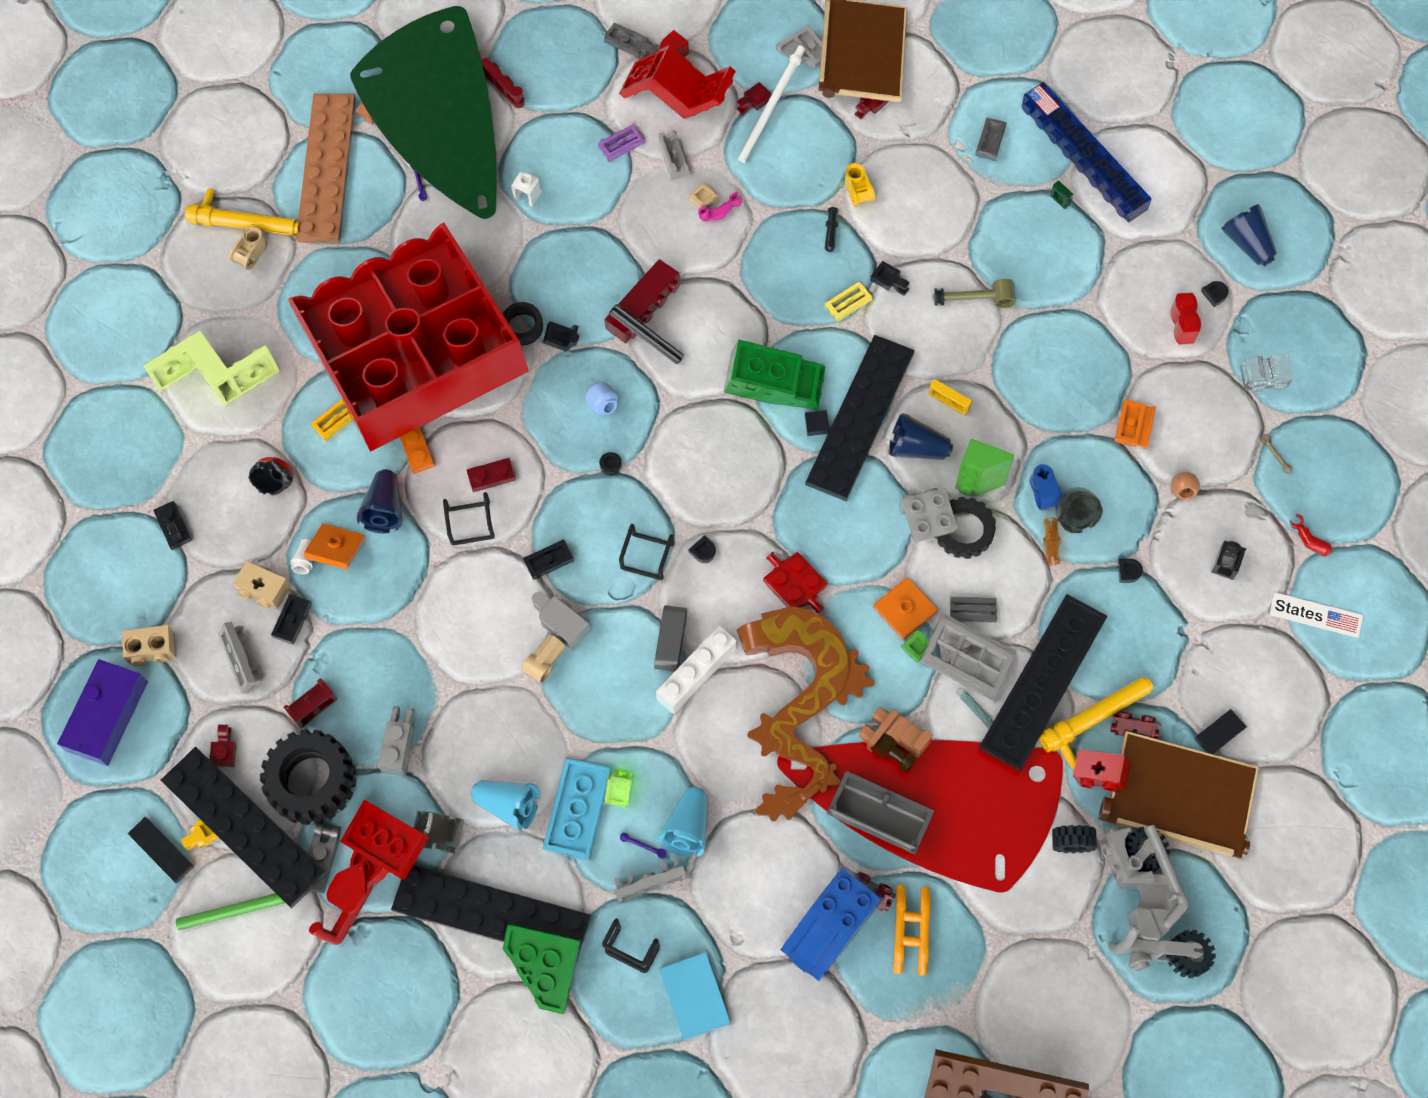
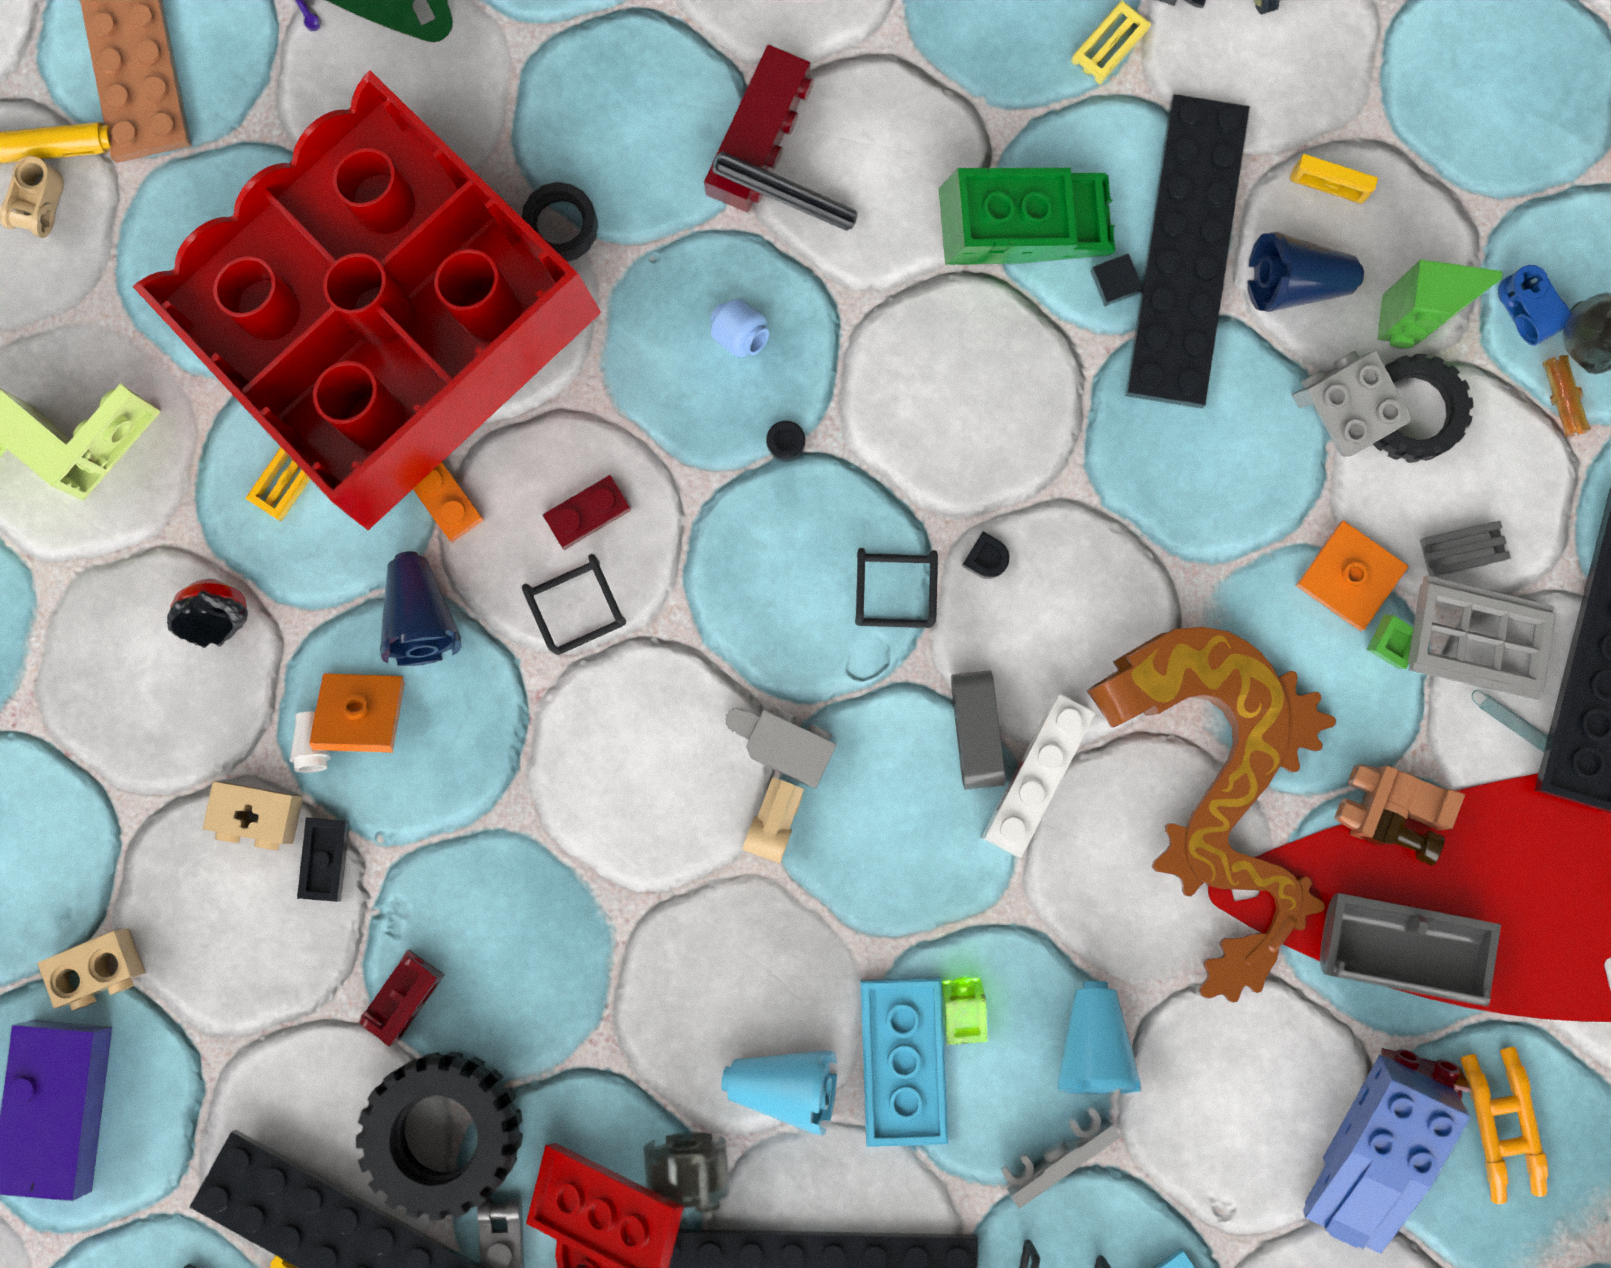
camera: 15 degrees left, 15 degrees up
(172, 525) = (63, 741): black hinge -> none
(223, 752) = (279, 1119): dark red plate -> none
(238, 657) = (254, 949): light grey plate -> none
(397, 743) = (571, 1034): light grey hinge -> none
(548, 559) = (730, 642): black plate -> none
(561, 336) = (635, 229): black bracket -> none
(661, 853) = (1061, 1099): dark purple hinge -> none
(795, 582) = (1157, 576): red plate -> none

